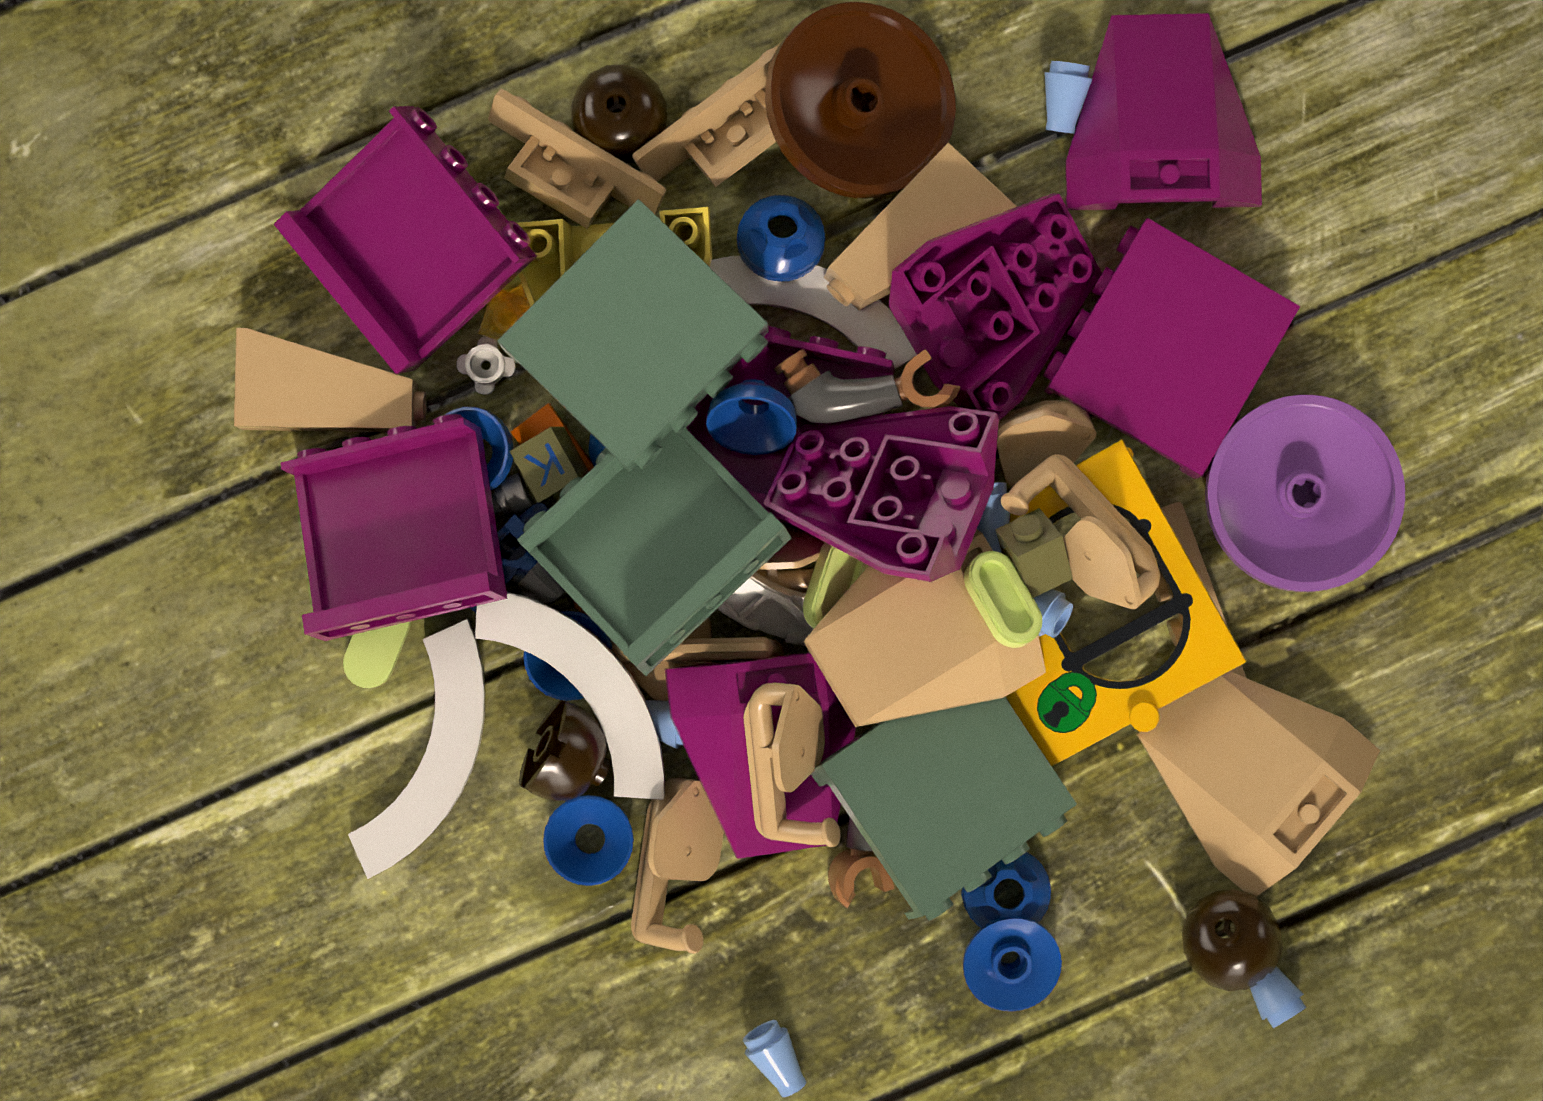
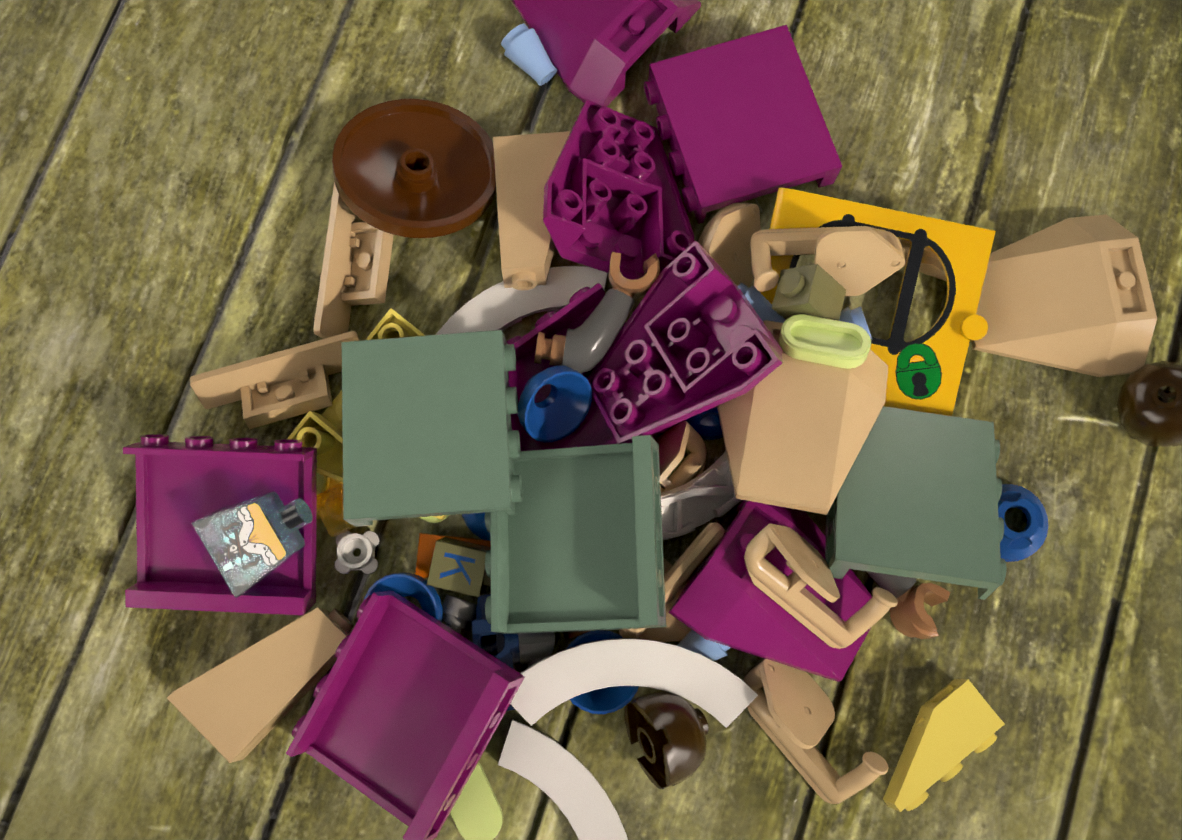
camera: 50 degrees left, 10 degrees down
(419, 276) = (253, 538): none -> torso
(576, 864) = (763, 782): blue piece -> none
(637, 122) = (277, 317): dark brown cylinder -> none
(770, 980) = (942, 736): none -> light yellow slope
(774, 1055) = (997, 779): light blue cone -> none
(780, 257) = (458, 304): blue piece -> none
(830, 580) = (707, 445): yellowish green tile -> none
(1018, 983) = (1079, 562): blue dish -> none
(1305, 493) = (906, 119): medium lavender dish -> none

